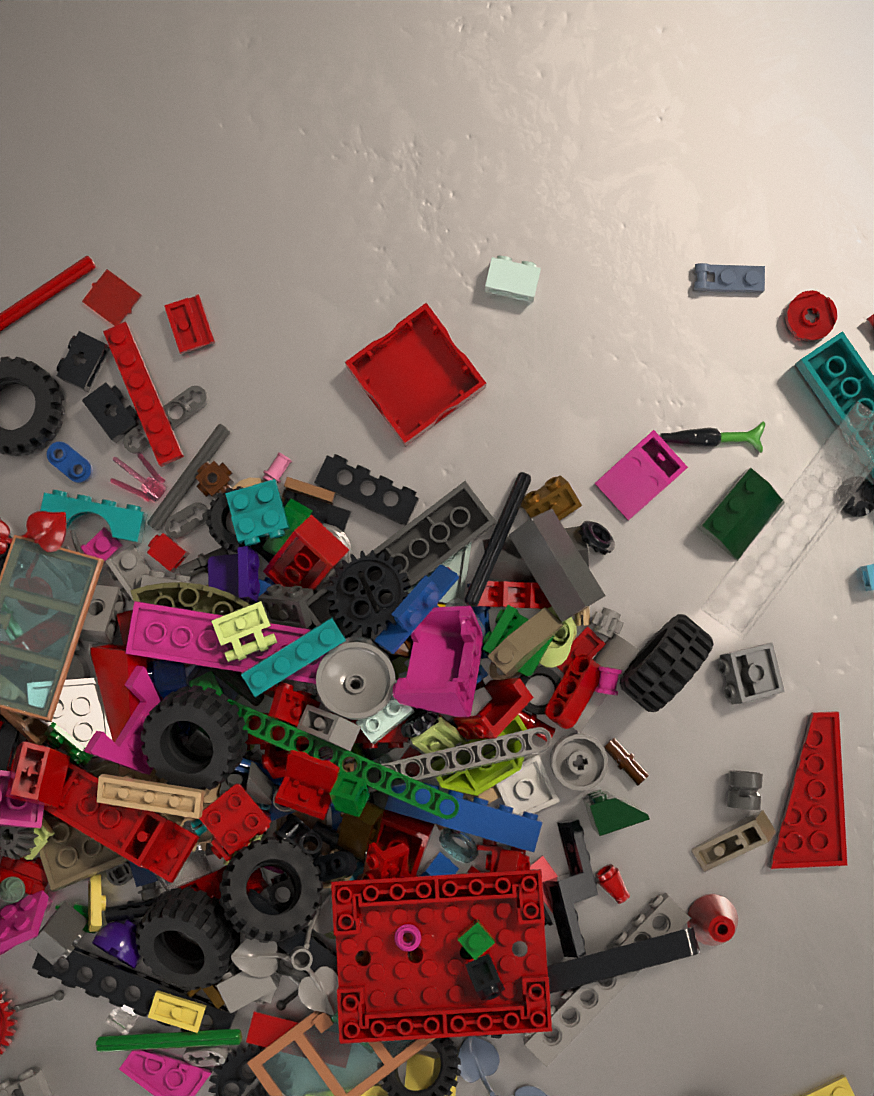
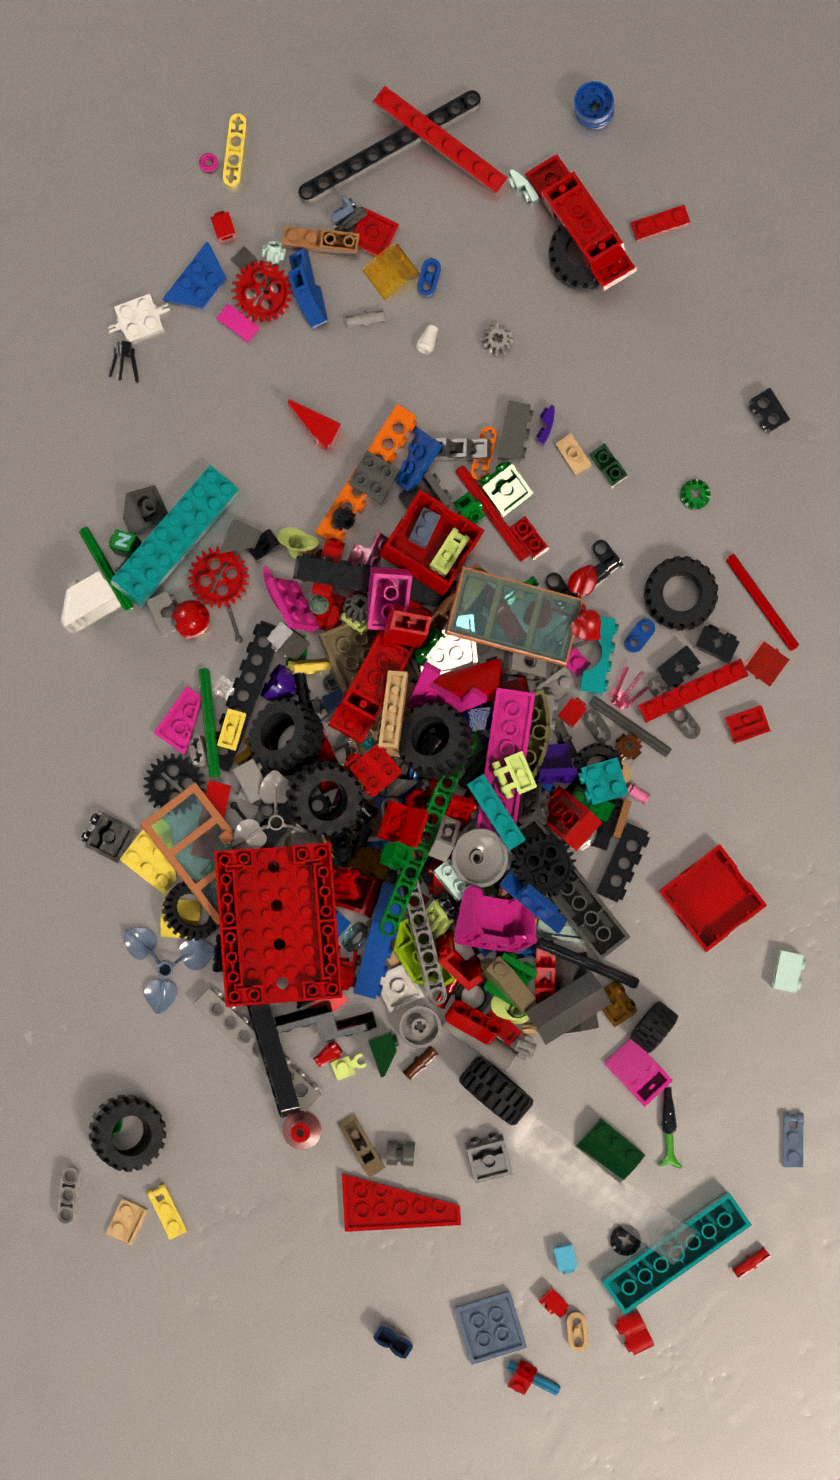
camera: 90 degrees right, 0 degrees up
(26, 1063) = (191, 618): none -> red cylinder
(407, 946) = (295, 895): dark pink plate -> none
(475, 939) = (291, 950): green brick -> none
(485, 977) = (262, 957): black bracket -> none
(583, 452) = (654, 1027): none -> black tyre
(597, 537) = (585, 1043): black gear -> none
(608, 680) = (481, 1047): dark pink bush -> none
(629, 860) = (345, 1067): none -> yellowish green plate
(817, 303) = (755, 1197): red plate -> none

